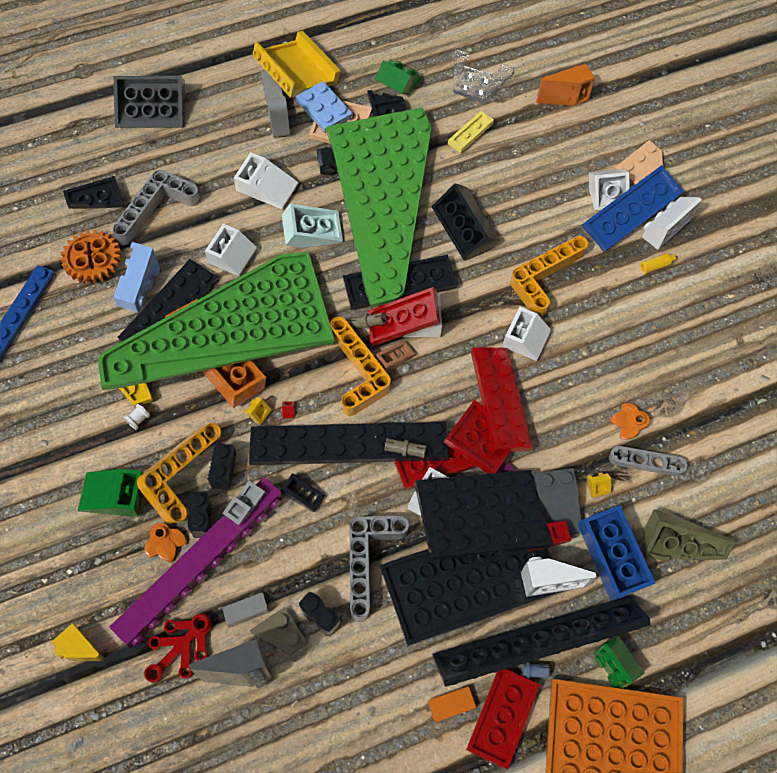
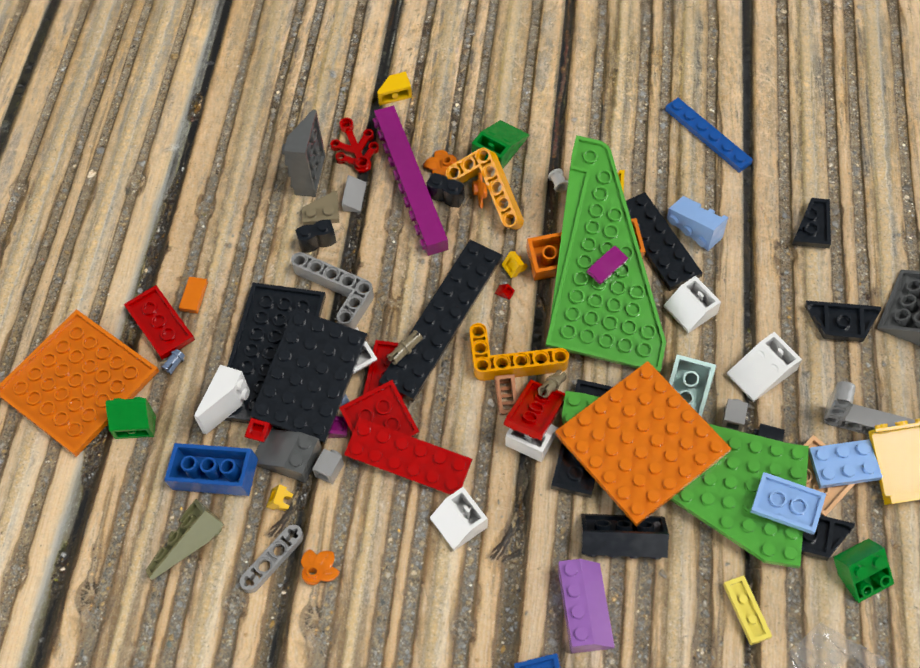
camera: 125 degrees right, 5 degrees down
(74, 258) = (742, 199): orange gear -> none
(147, 200) = (760, 234): light grey beam -> none
(182, 481) = (480, 189): none -> orange plate
(189, 148) = (842, 320): none -> black wing
(221, 466) = (477, 219): black brick -> none
(235, 311) = (607, 265): none -> magenta slope
(244, 503) = (431, 215): light grey slope -> none
(306, 487) = (435, 267): black slope -> none
(319, 188) = (734, 414): none -> light grey brick
(384, 120) = (788, 503): none -> light blue plate
(387, 230) = (642, 442): none -> orange plate
(530, 278) = (526, 581): light orange beam -> none
(535, 226) = (585, 606): none -> medium lavender slope
(539, 640) = (187, 374): black plate -> none
(545, 459) = (328, 466): none -> light grey brick

